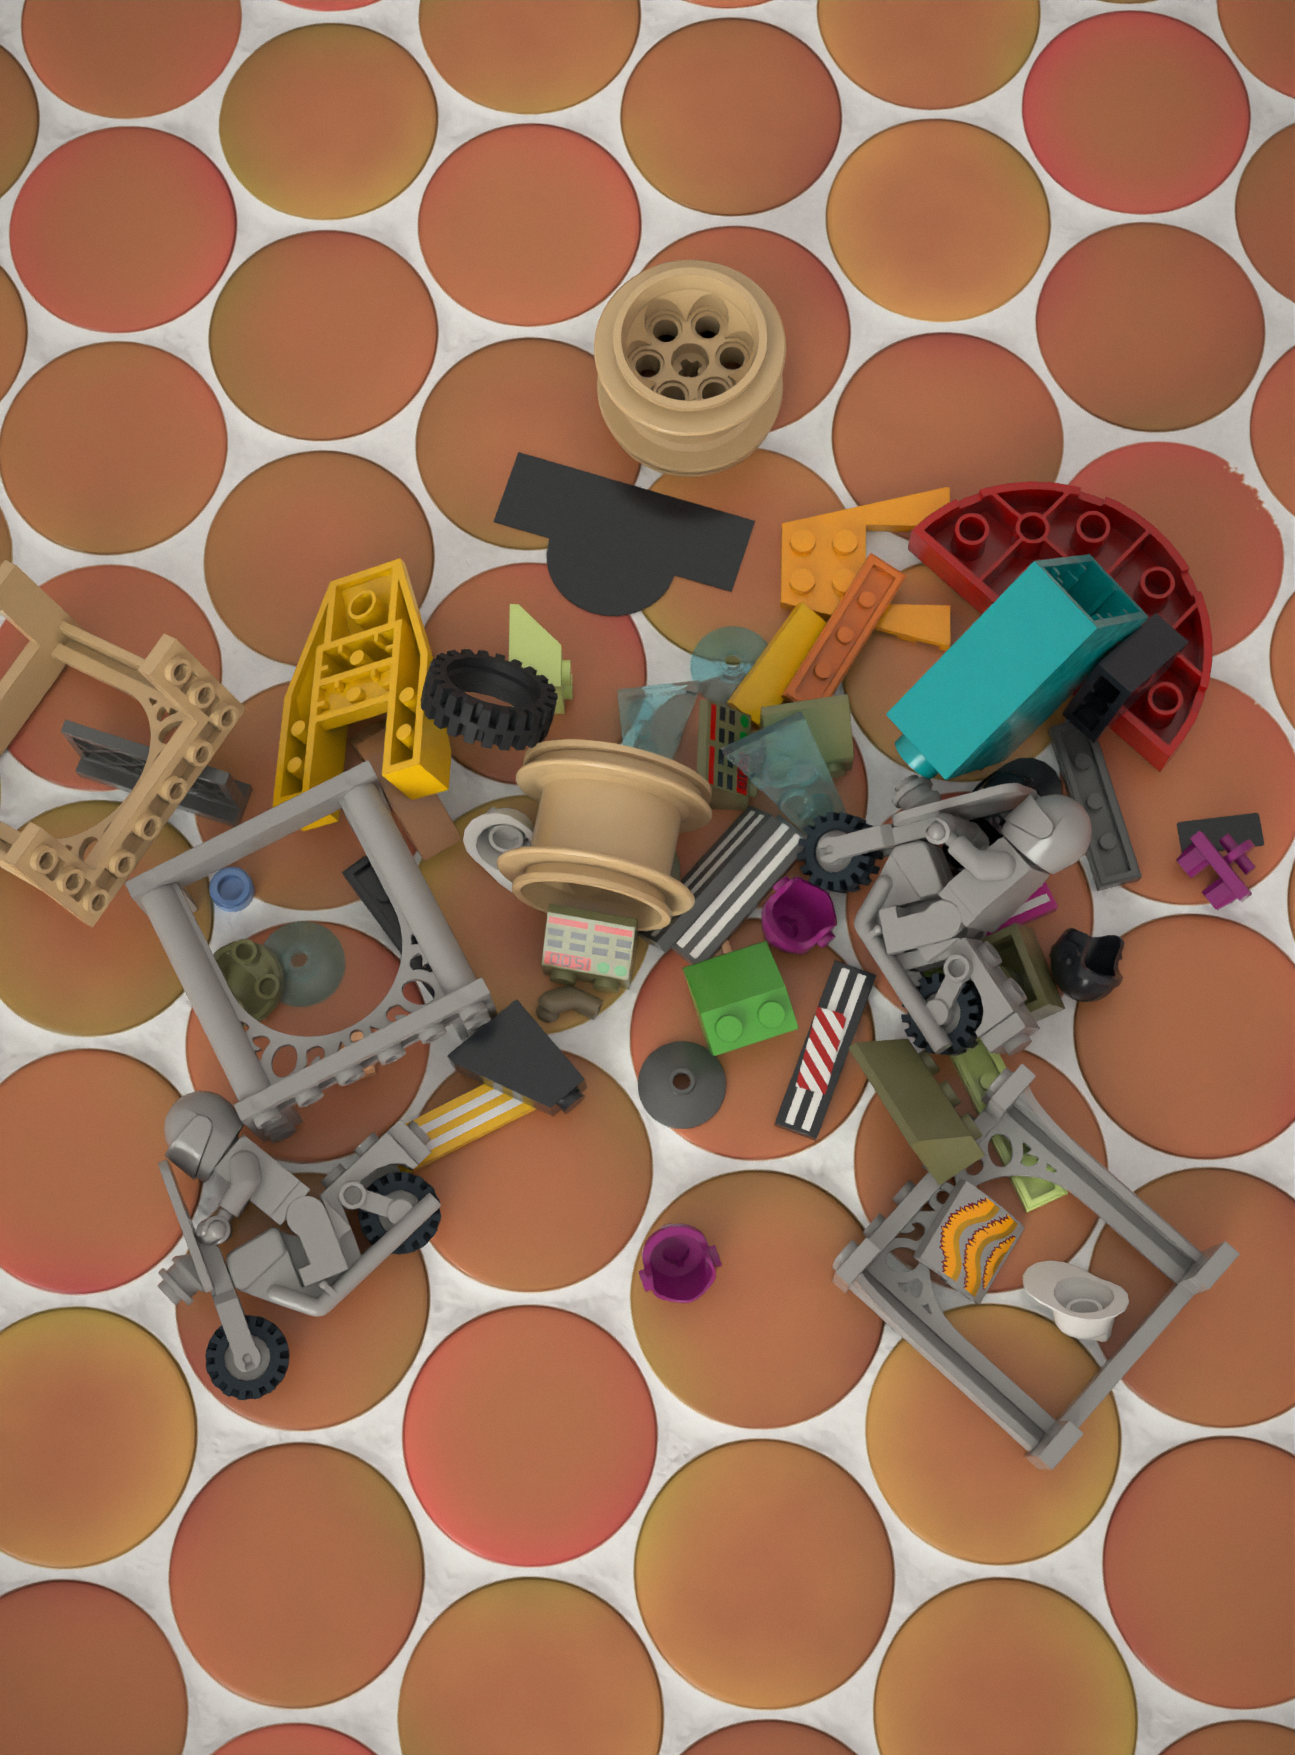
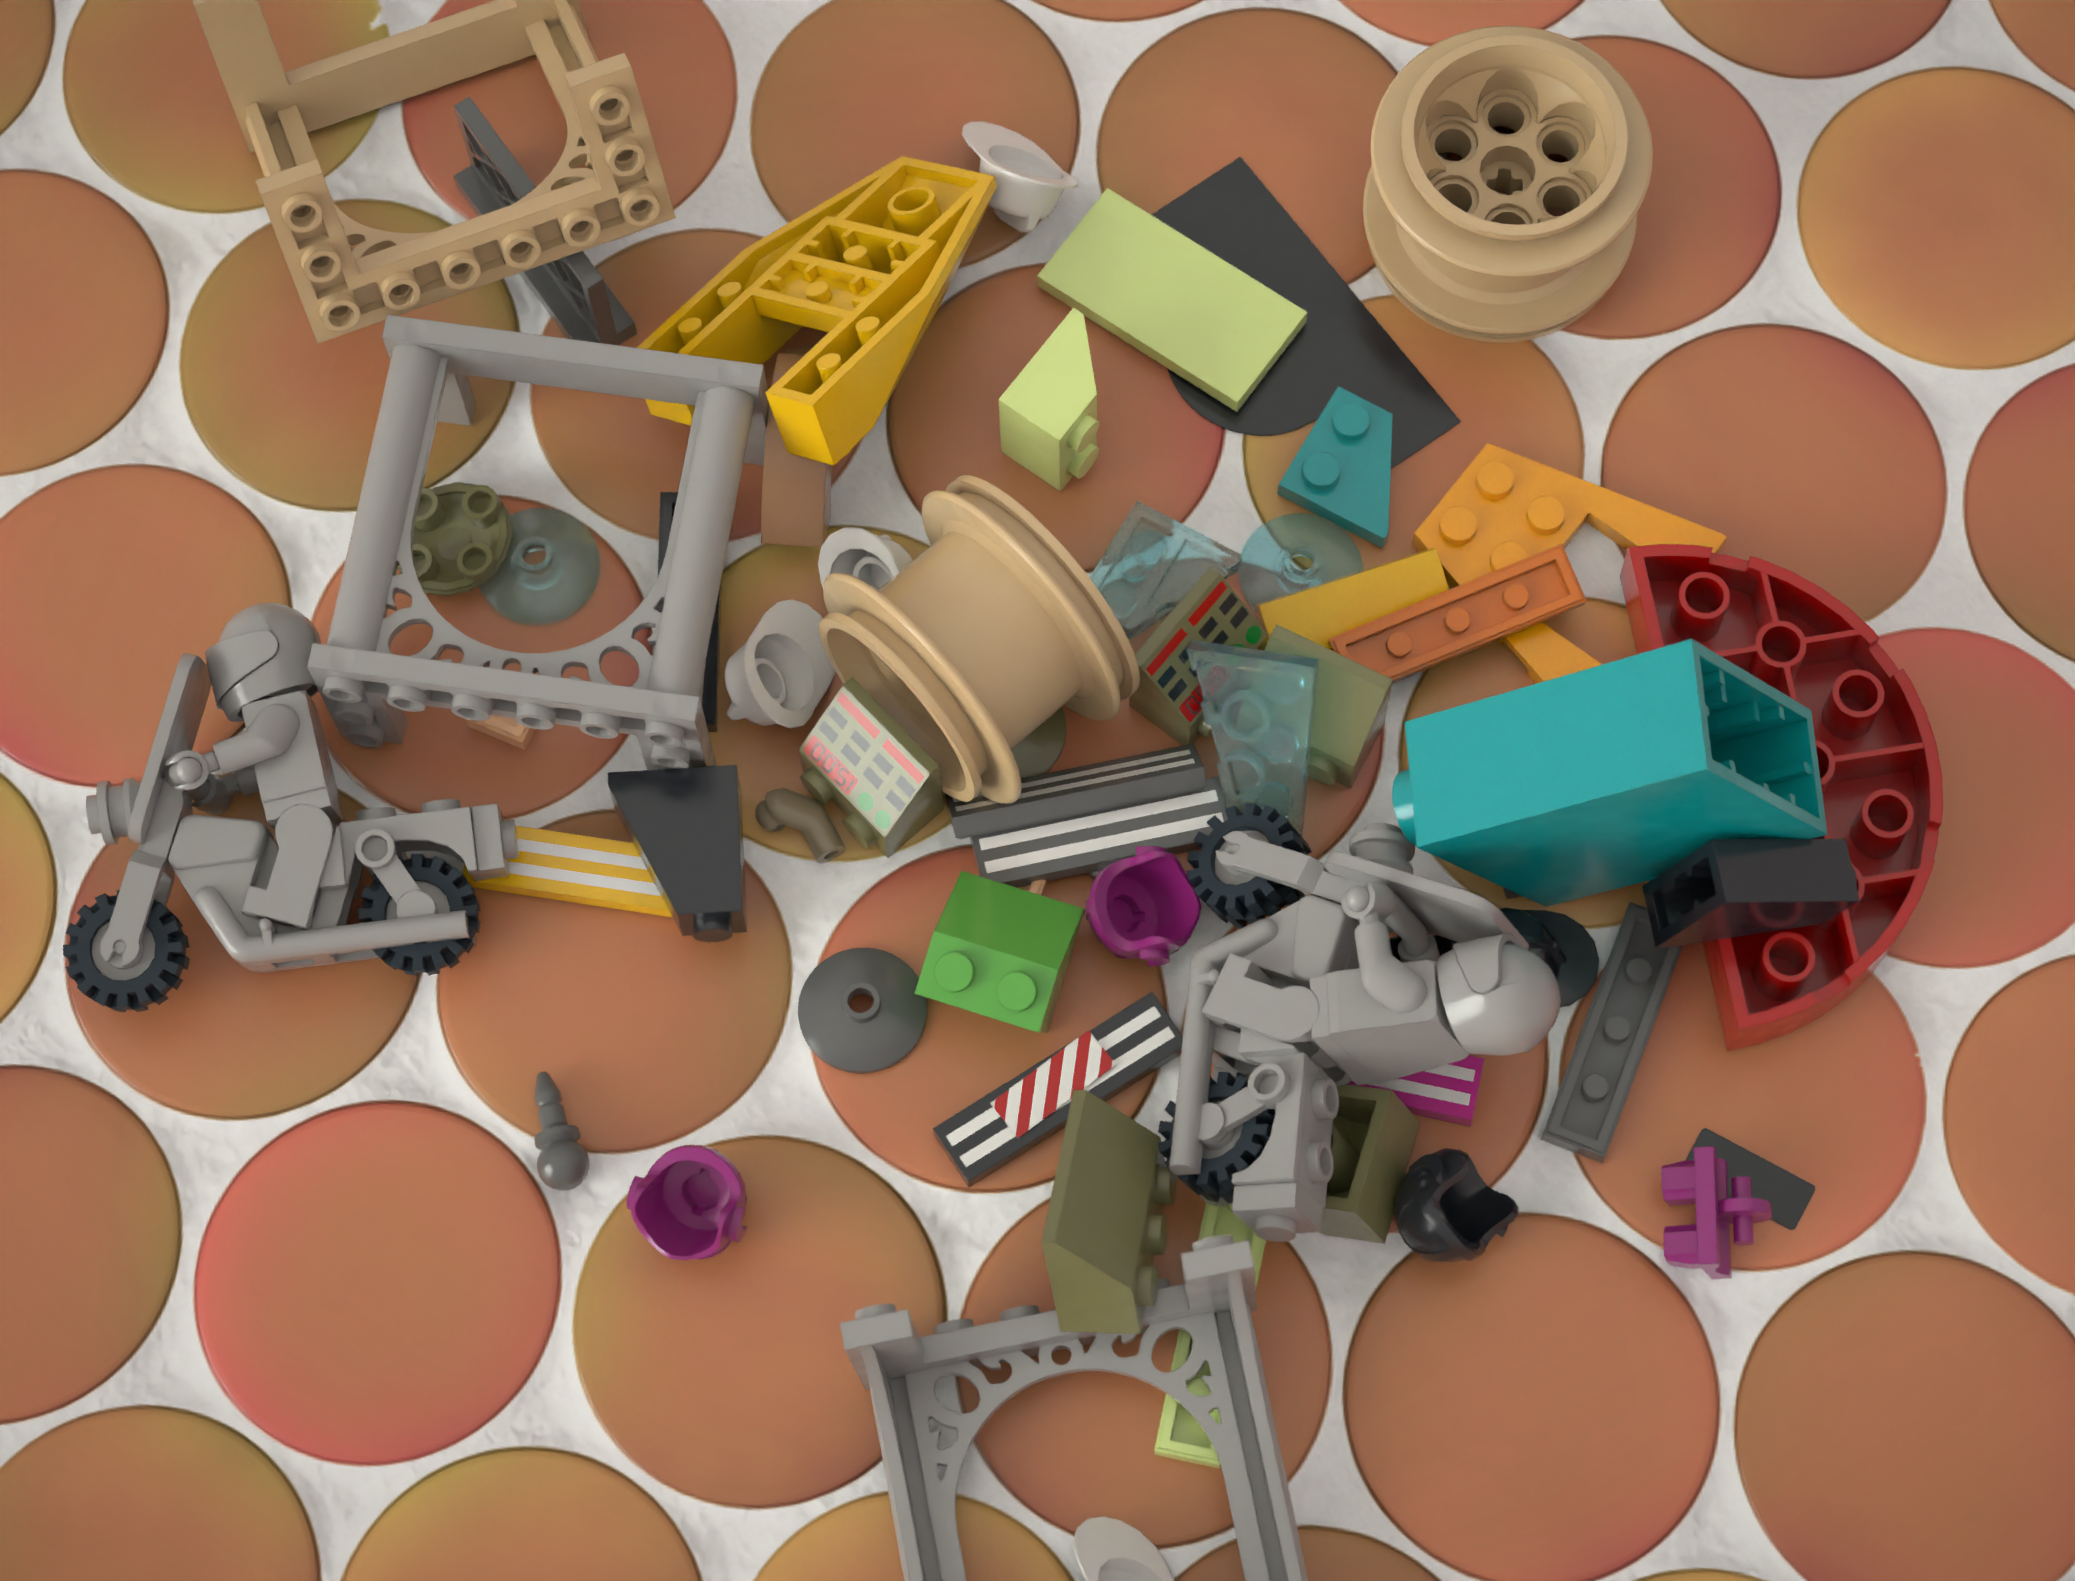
camera: 35 degrees right, 5 degrees down
(232, 889) = (524, 427): medium blue tile -> none
(413, 544) = (1024, 174): none -> white piece
(492, 925) = (780, 668): none -> white piece
(505, 726) = (927, 412): black tyre -> none
(544, 560) = (1172, 299): none -> yellowish green tile
(584, 1291) = (562, 1160): none -> dark grey bar
(715, 590) = (1346, 467): none -> teal wing
(969, 1241) = (1052, 1430): slope -> none

